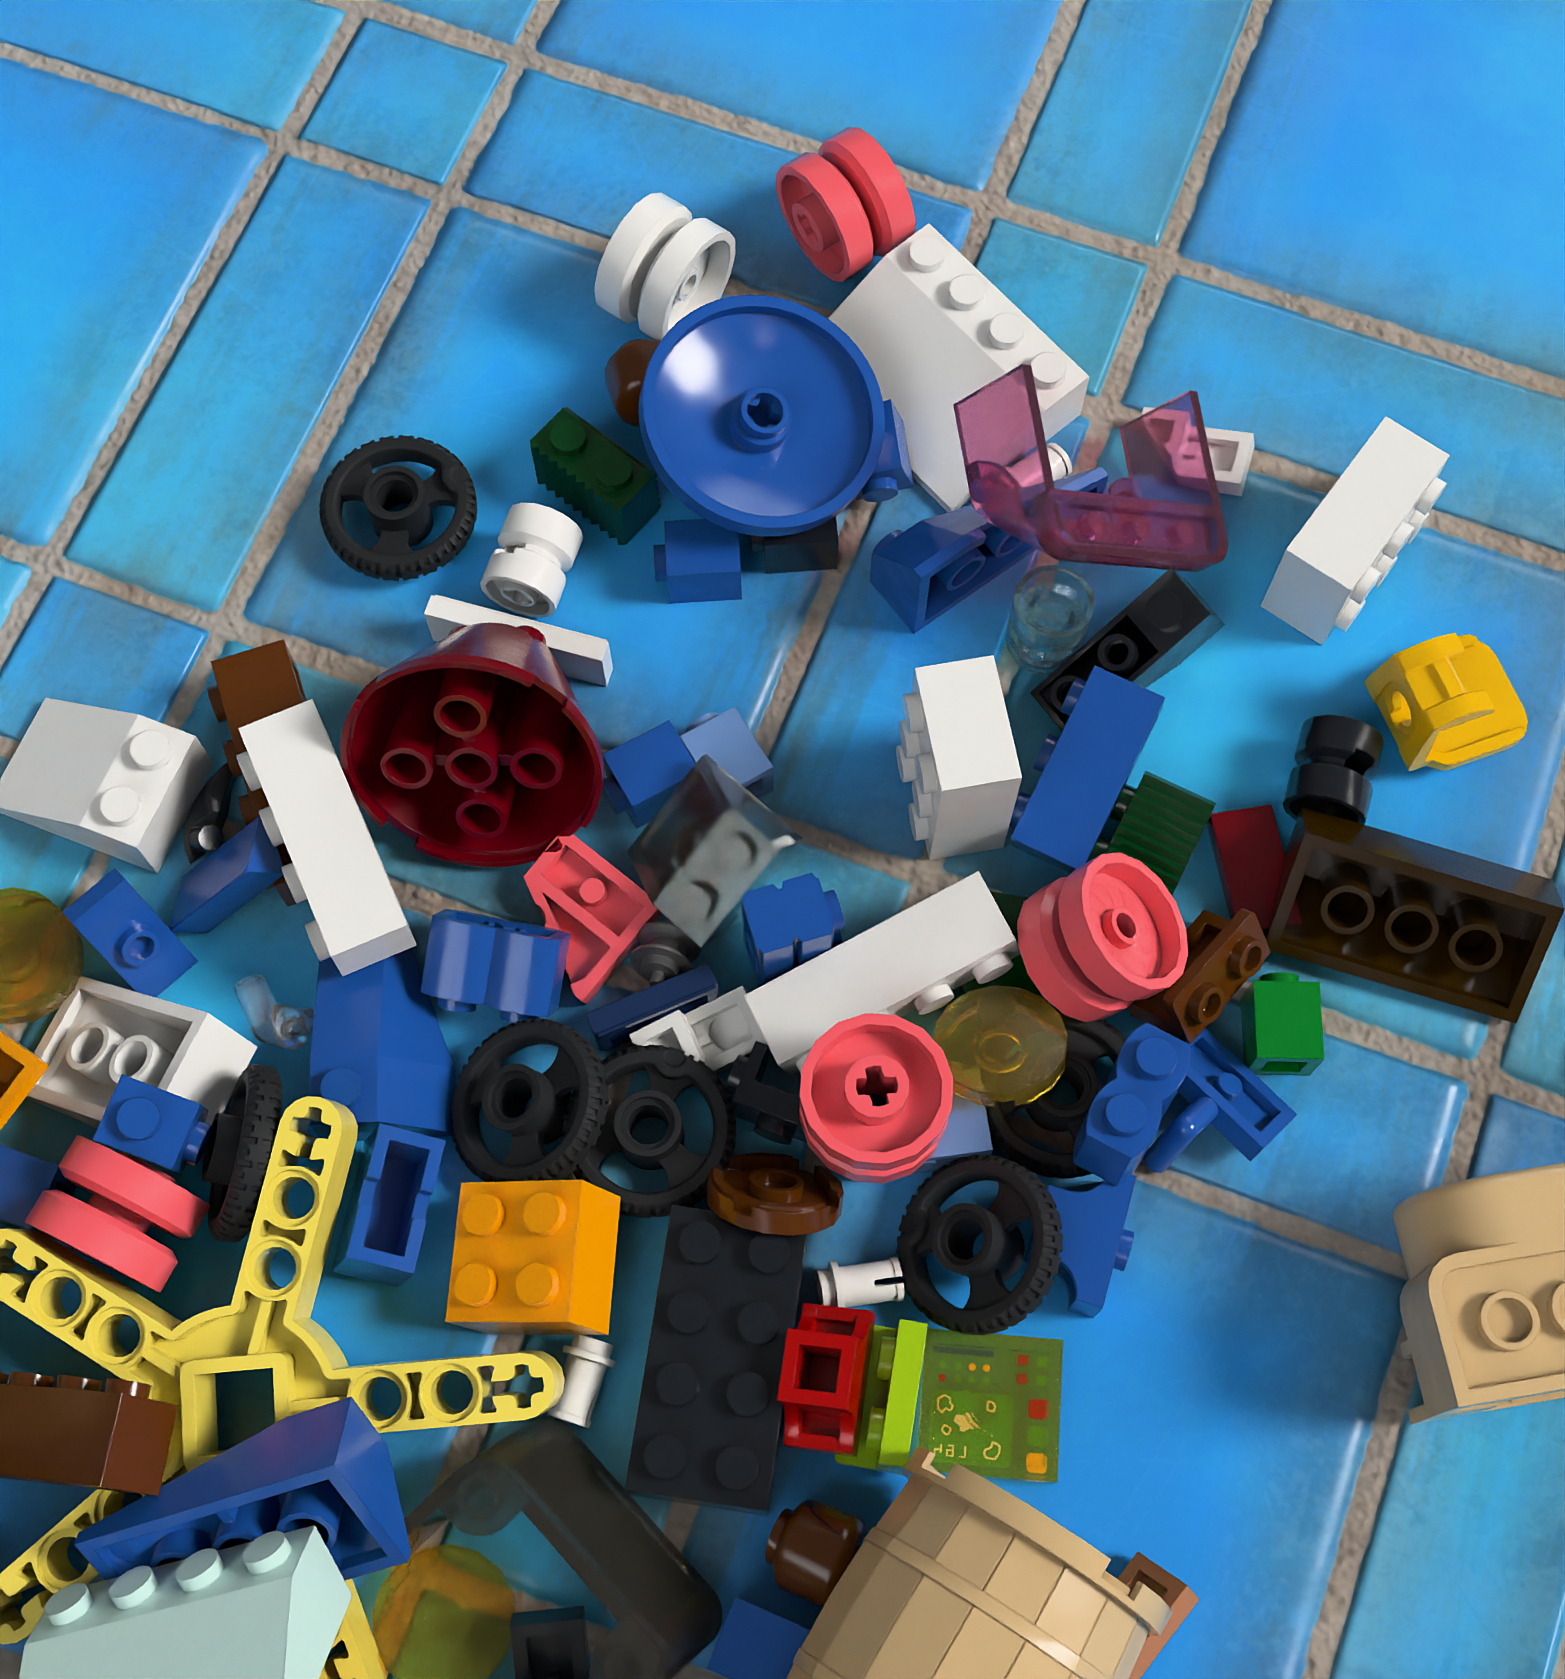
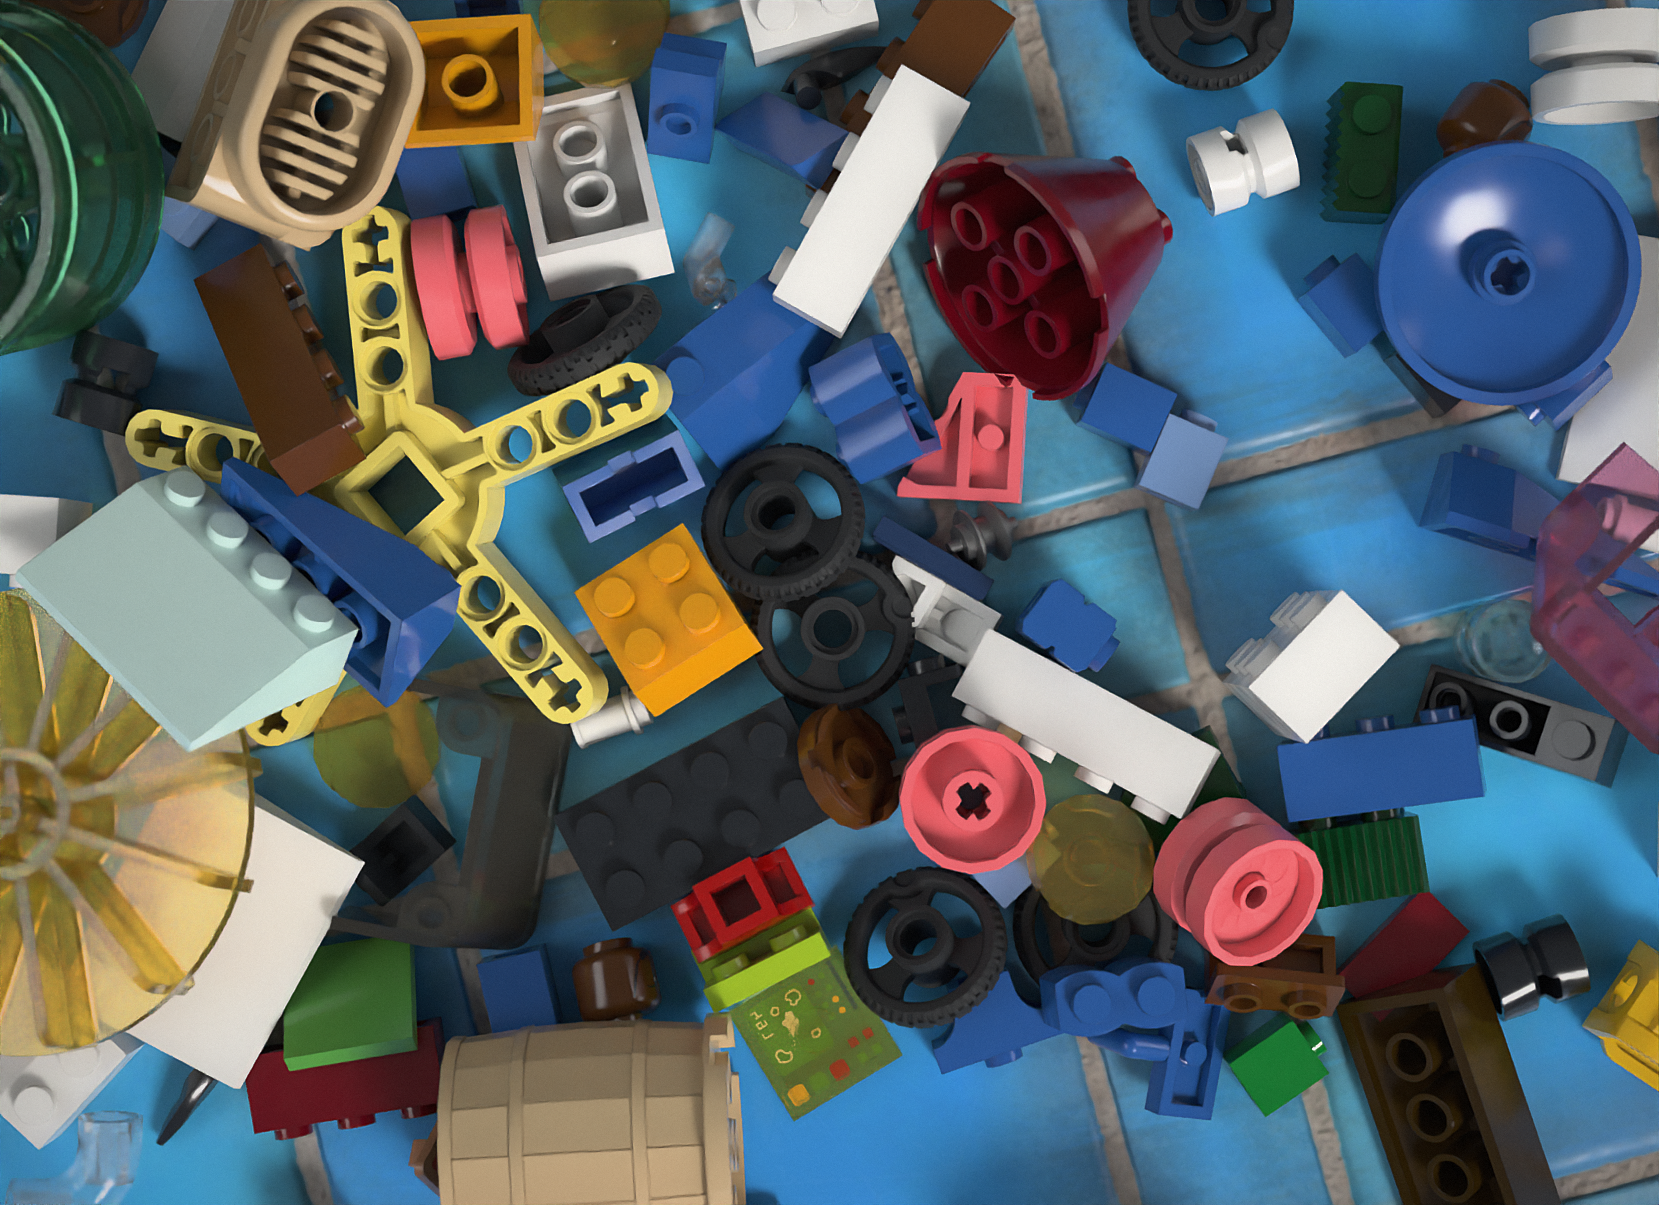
camera: 50 degrees right, 20 degrees up
(154, 1125) = (549, 262): blue bracket -> none
(576, 653) = (1153, 172): white tile -> none
(708, 850) = (1087, 511): clear smoke slope -> none
(855, 1284) = (832, 873): white pin -> none

